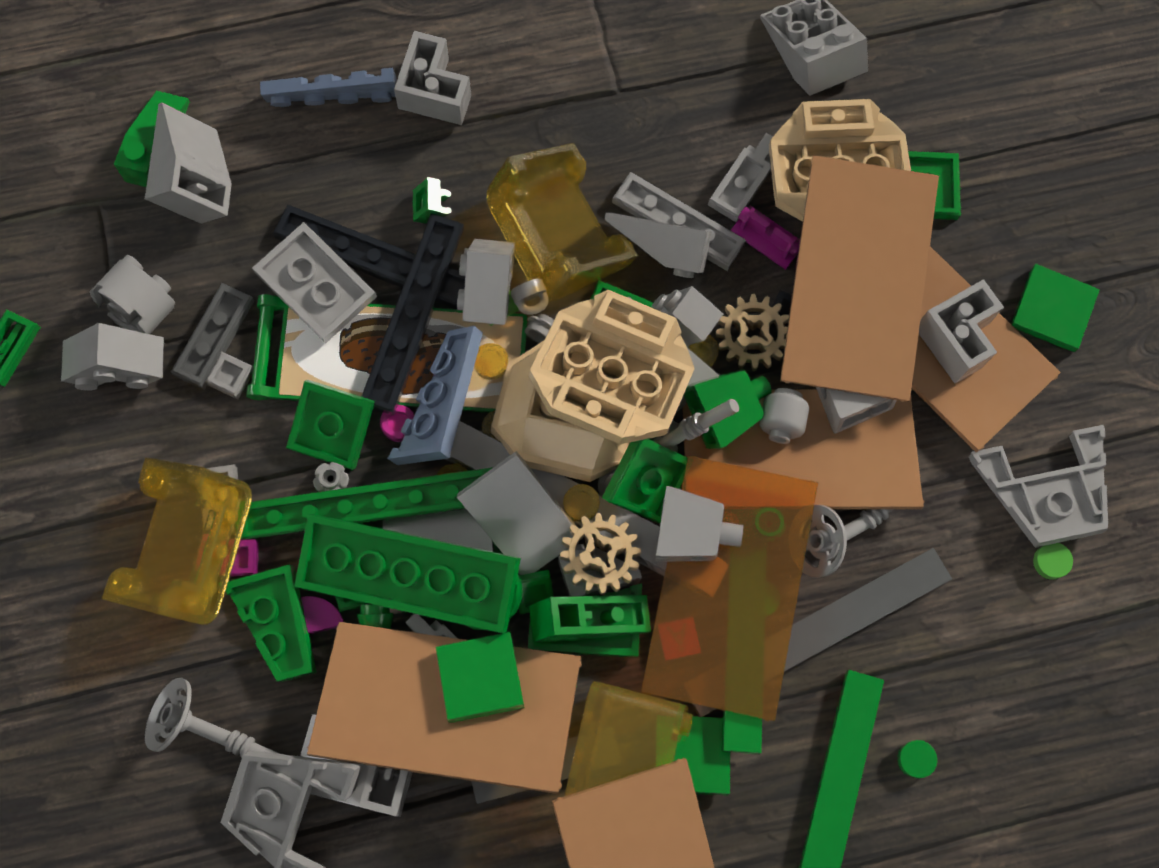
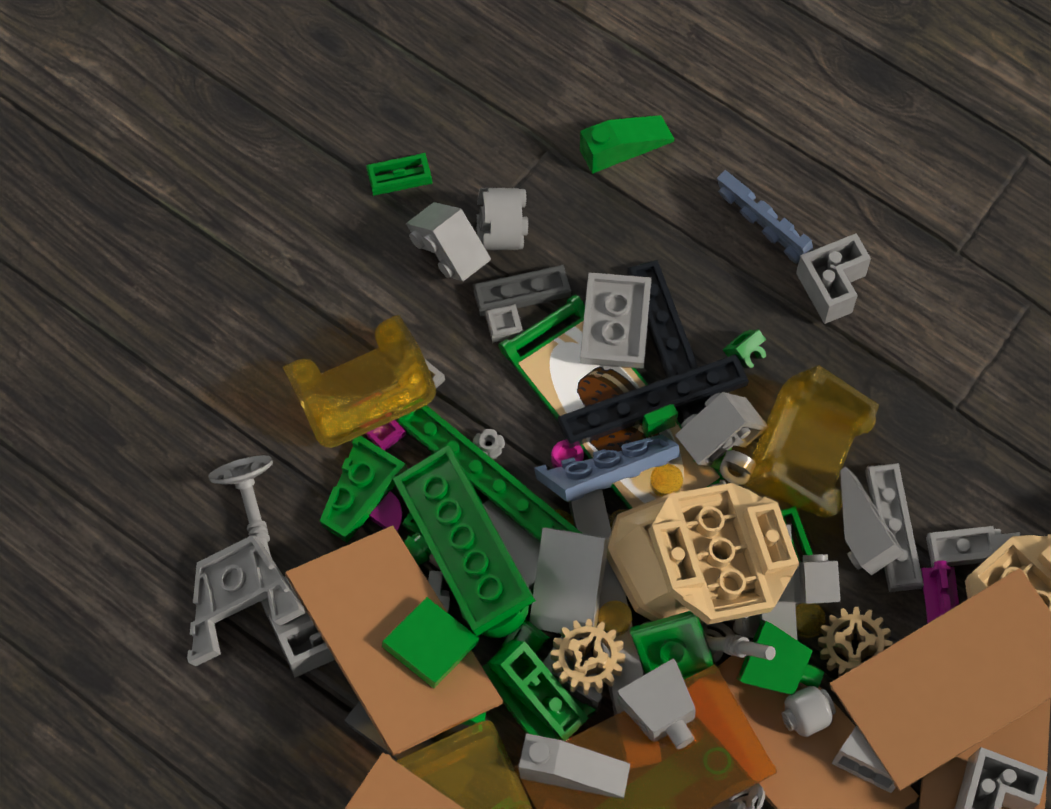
camera: 55 degrees right, 10 degrees down
(187, 168) = (622, 176): light grey slope -> none
(330, 424) = (525, 411): green tile -> none
(435, 322) = (659, 420): none -> green tile
(686, 644) = (572, 767): none -> light grey slope

